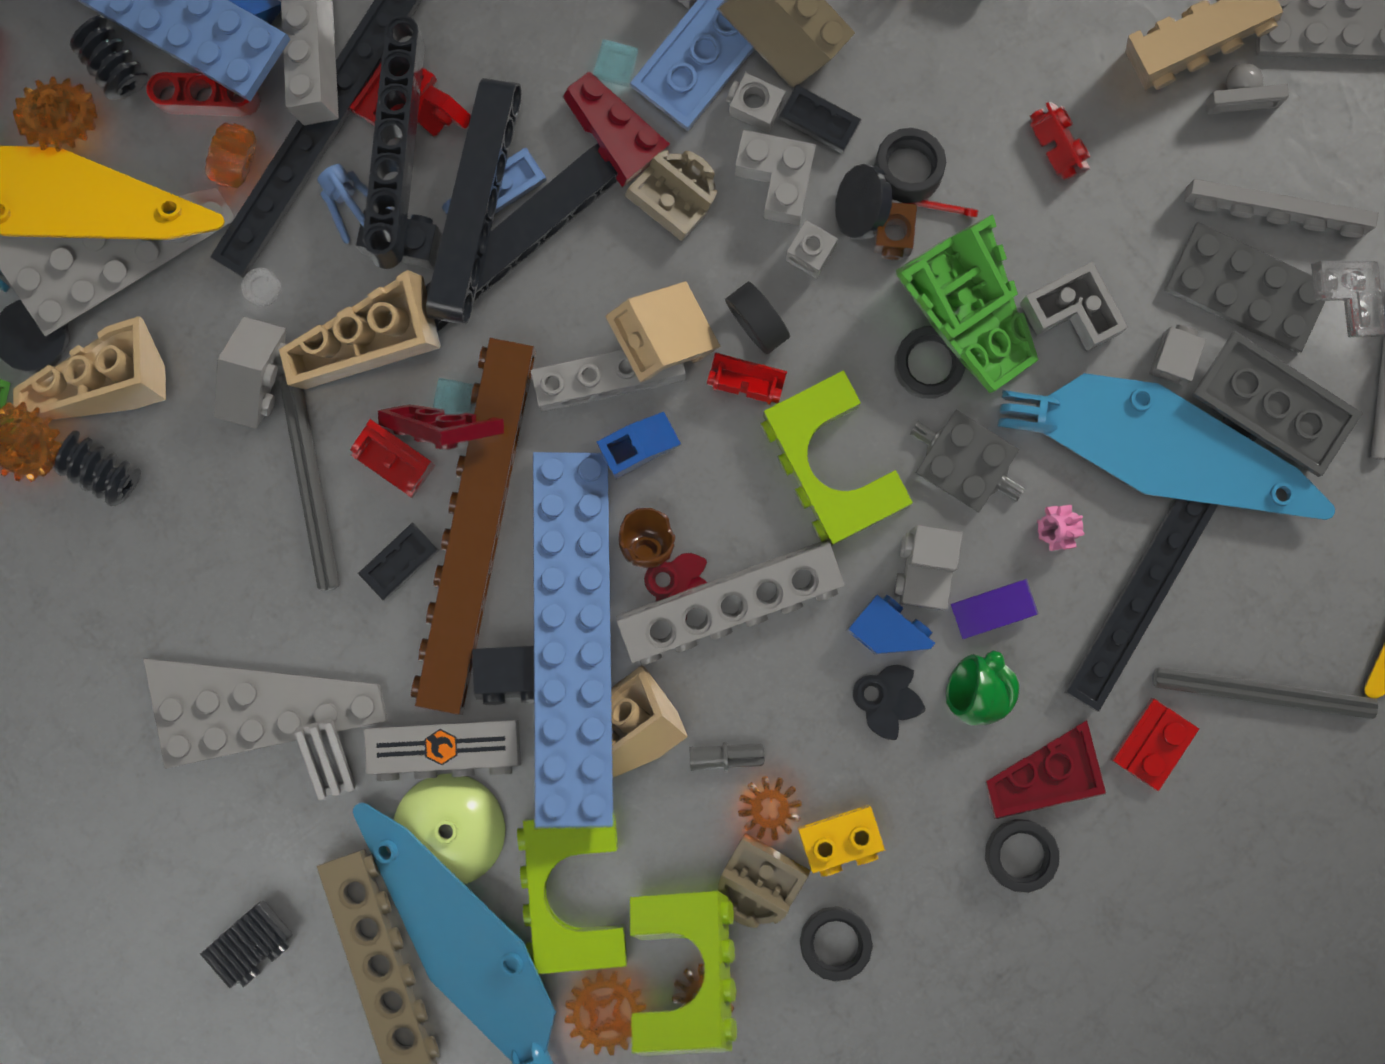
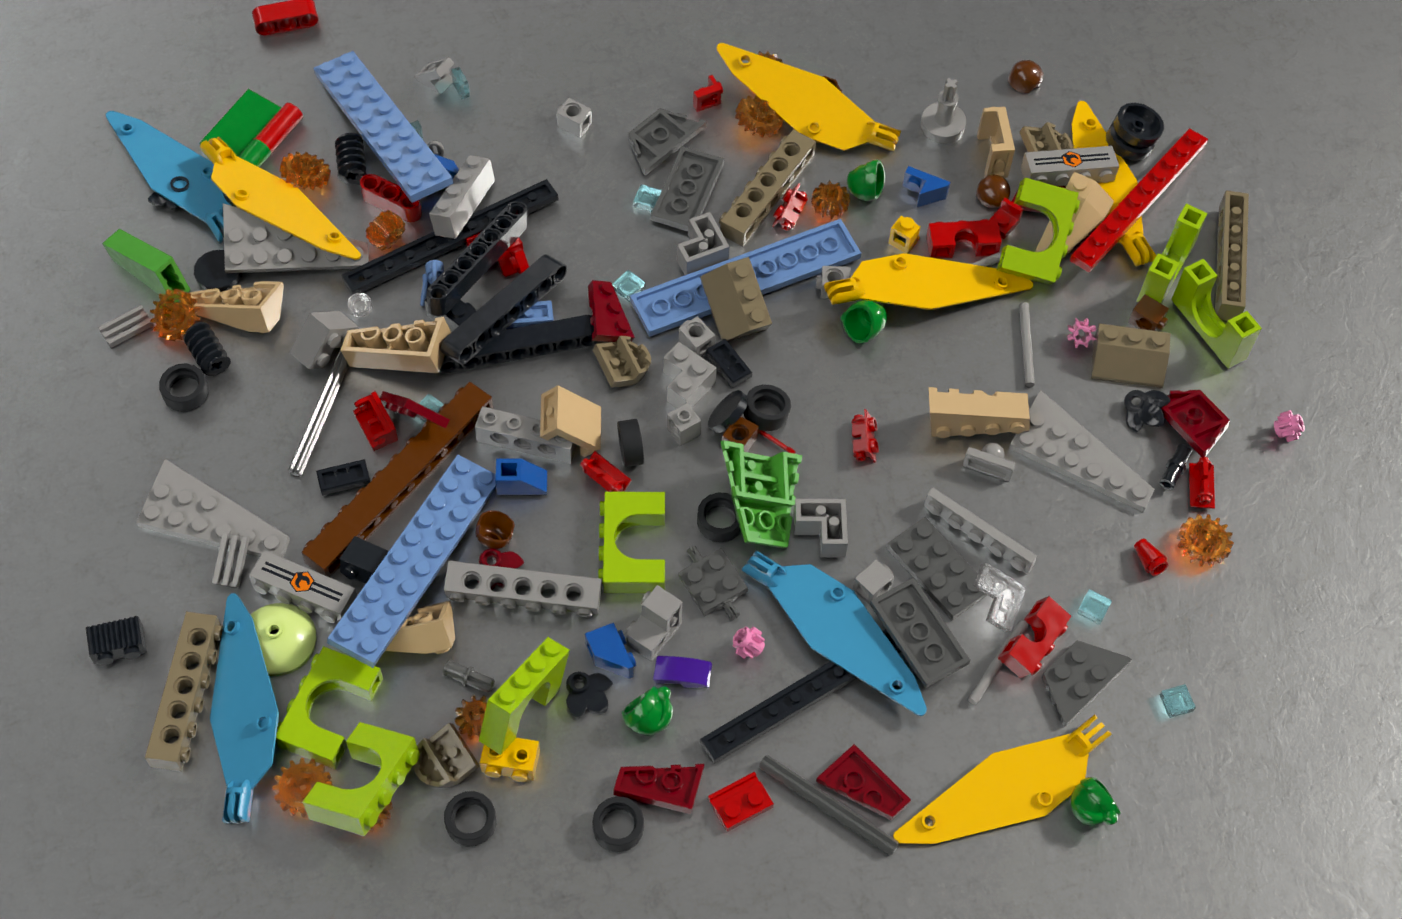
camera: 20 degrees right, 25 degrees down
(73, 532) = (178, 372): none -> black tyre
(829, 775) = (536, 679): none -> lime arch
(1297, 642) = (864, 783): none -> dark red wing

